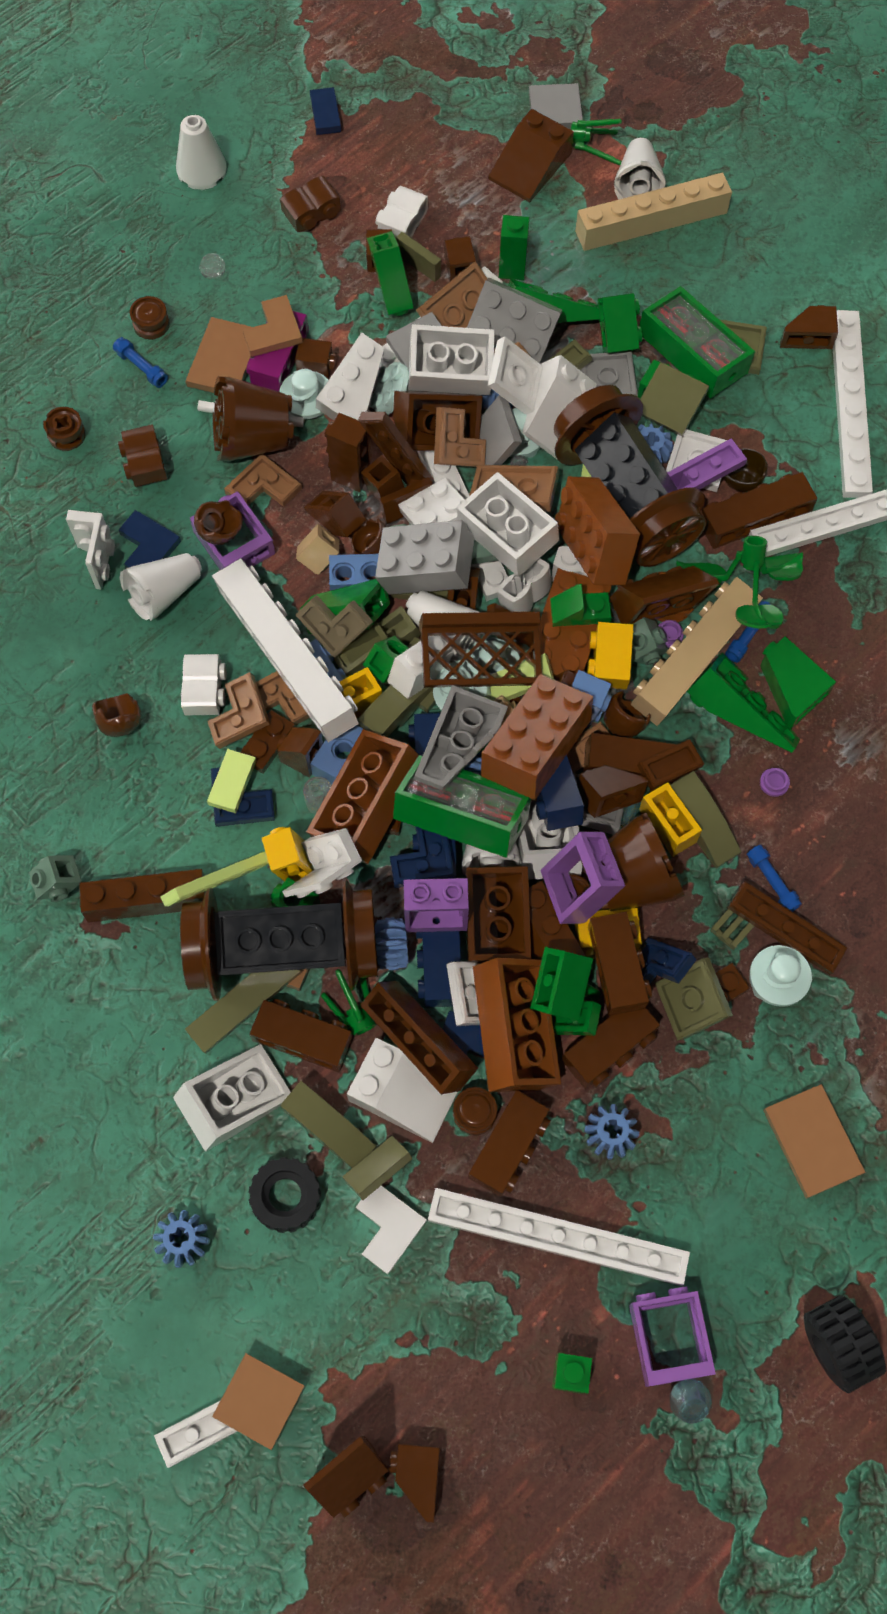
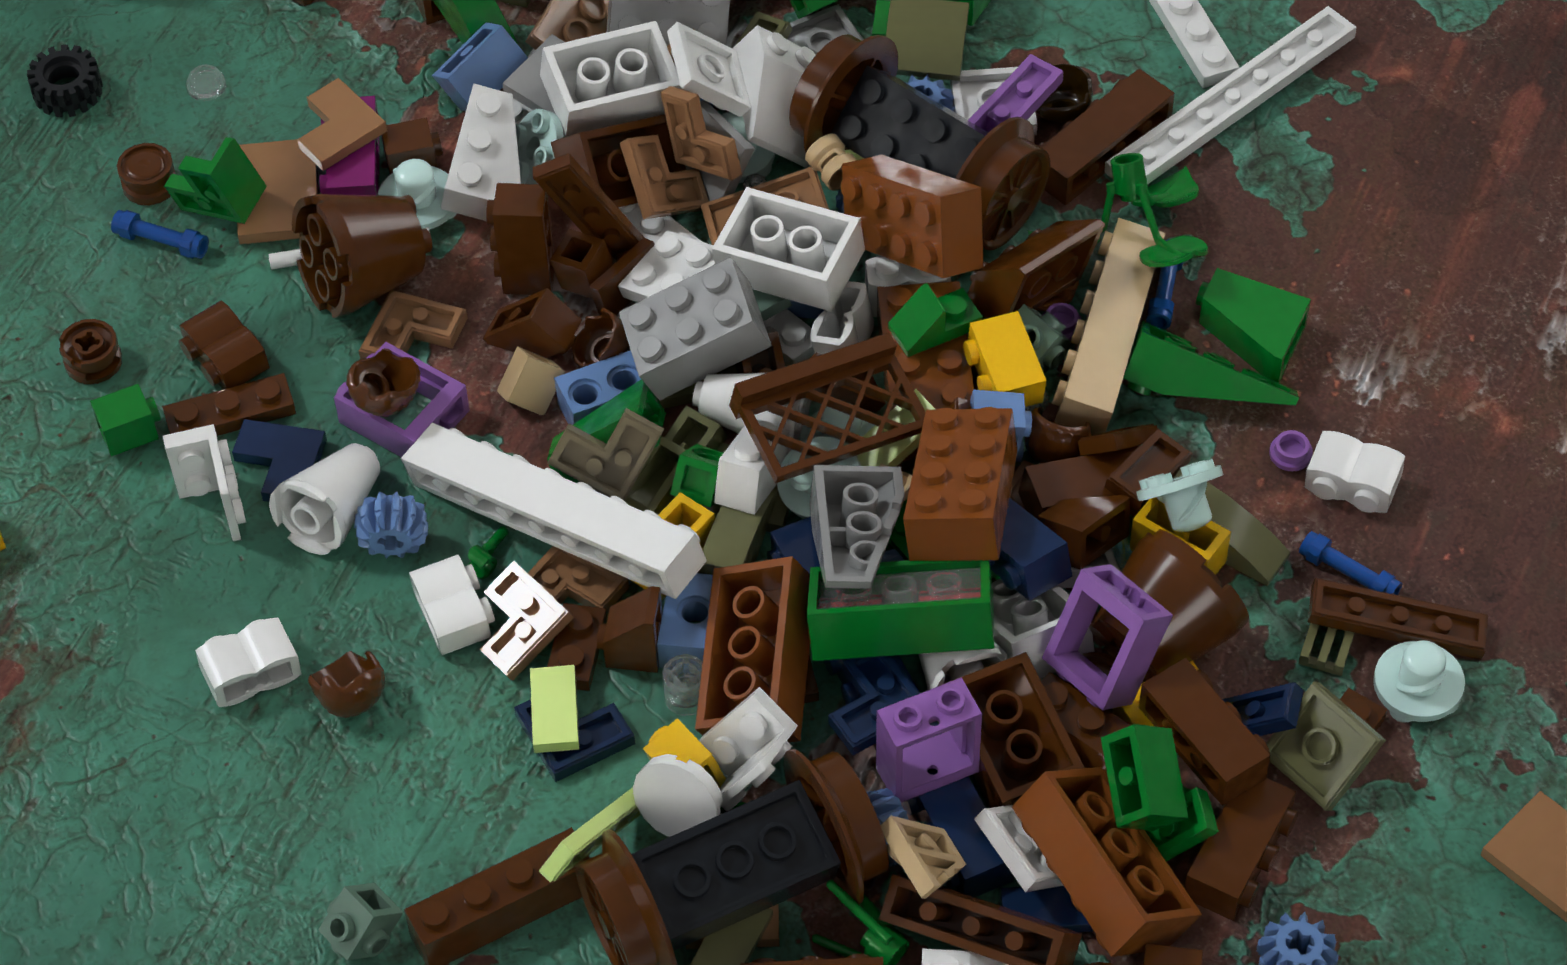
camera: 20 degrees left, 15 degrees down
(62, 484) = (126, 419): none -> green brick
(66, 676) = (248, 662): none -> white brick
(128, 498) = (227, 408): none -> reddish brown plate
(131, 245) = (63, 65): none -> black tyre
(185, 344) = (220, 187): none -> green panel
(187, 618) = (391, 525): none -> medium blue gear
(234, 658) = (482, 558): none -> green hand
(267, 879) = (675, 794): none -> white tile
(381, 316) = (482, 60): none -> medium blue brick
(400, 979) = (923, 853): none -> tan wing
(484, 420) = (692, 142): none -> medium nougat tile
(566, 464) = (827, 156): none -> tan wheel
(662, 734) = (1116, 439): none -> reddish brown tile
(679, 794) = (1183, 495): none -> light aqua plate
(808, 814) = (1354, 472): none -> white brick

